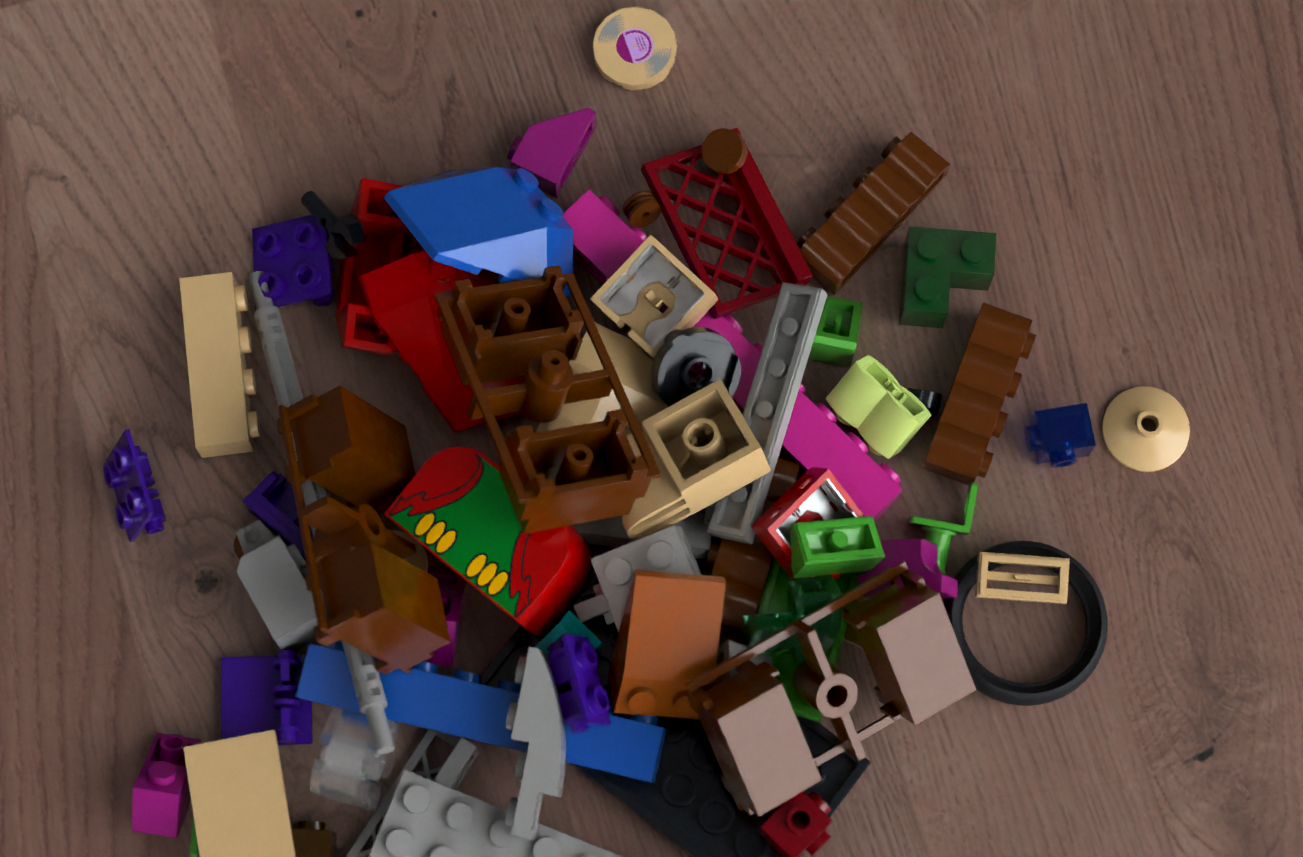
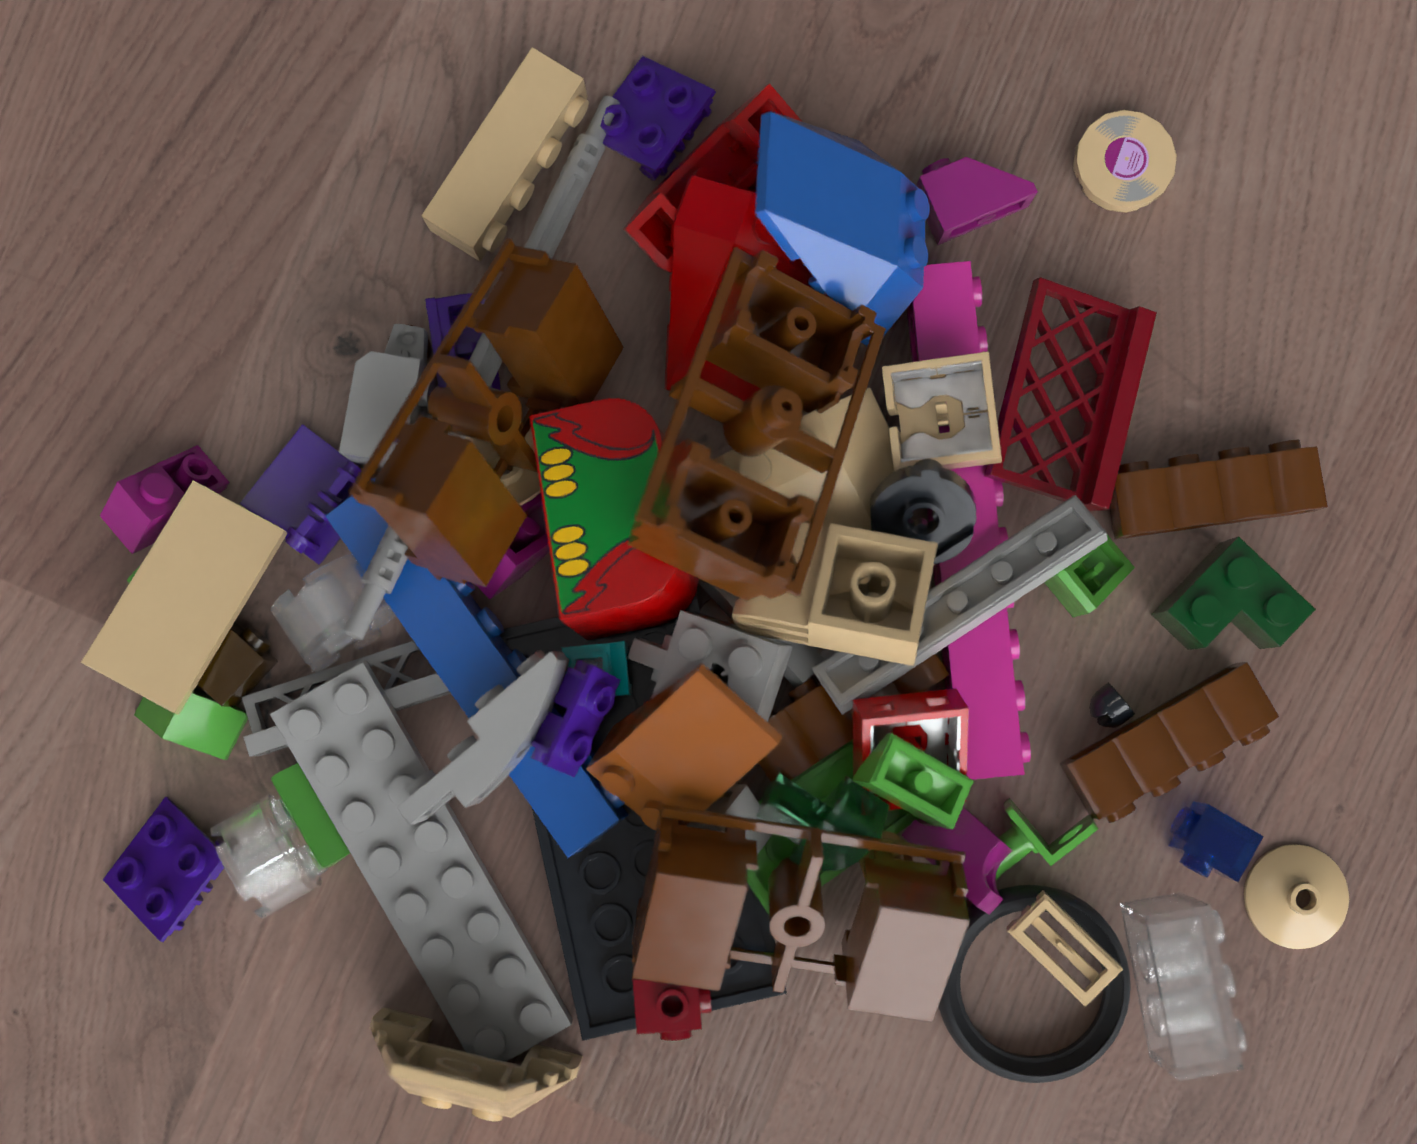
camera: 45 degrees right, 10 degrees up
(130, 476) = (345, 186): dark purple hinge -> none
(342, 231) = (713, 120): black bar -> none
(641, 209) = (1003, 318): reddish brown piece -> none
(724, 151) = (1125, 325): reddish brown tile -> none
(877, 407) = (1065, 679): yellowish green brick -> none
(1115, 538) = (1183, 985): none -> clear brick

